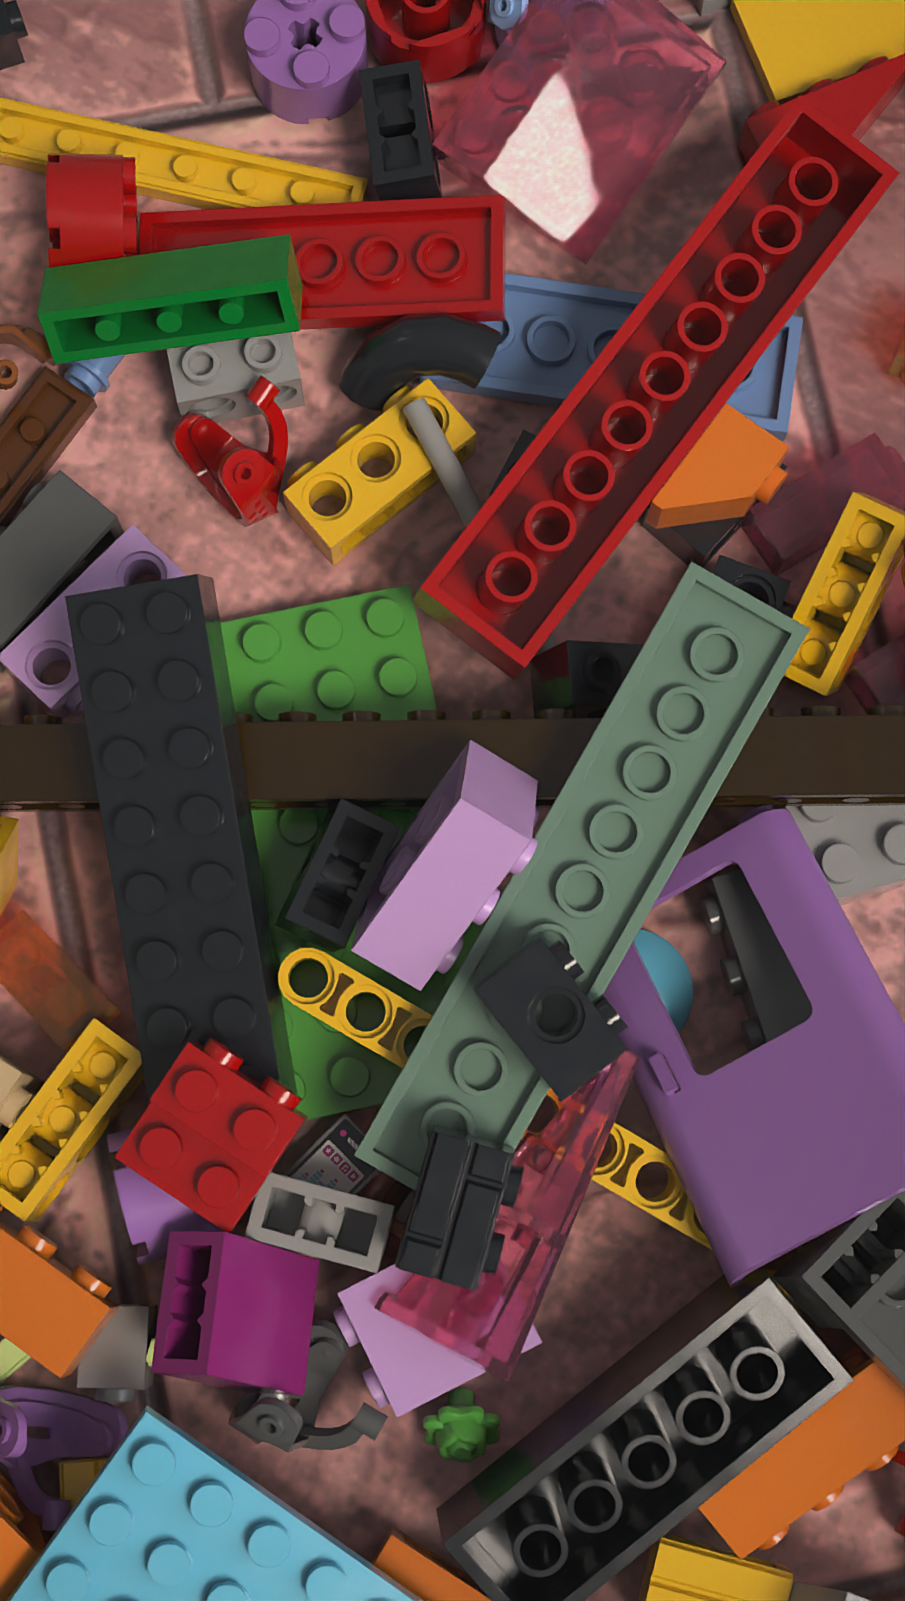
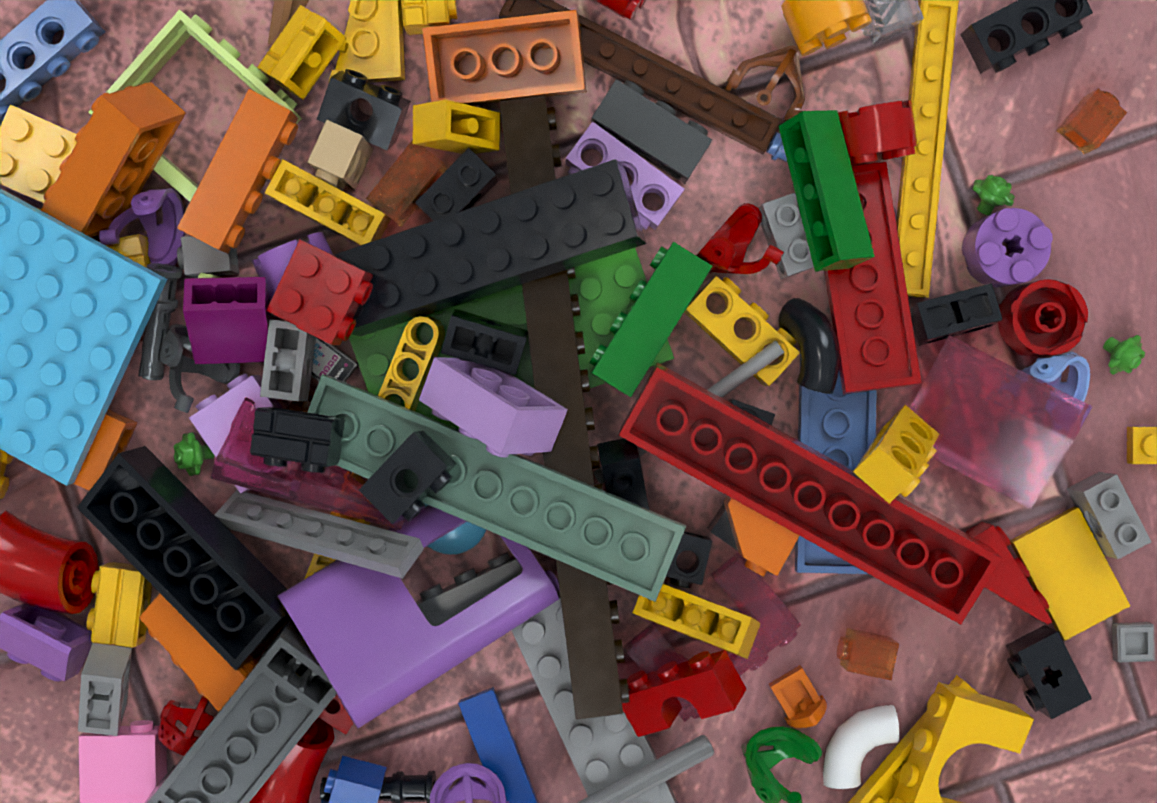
camera: 80 degrees right, 10 degrees up
(71, 897) = (458, 187): none -> black brick
(216, 61) = (993, 192): none -> bright green plant
(276, 1472) = (159, 322): none -> dark grey pin
(338, 604) = (651, 318): none -> green brick
(614, 239) = (898, 455): none -> yellow brick
(628, 1198) = (321, 533): none -> light grey plate

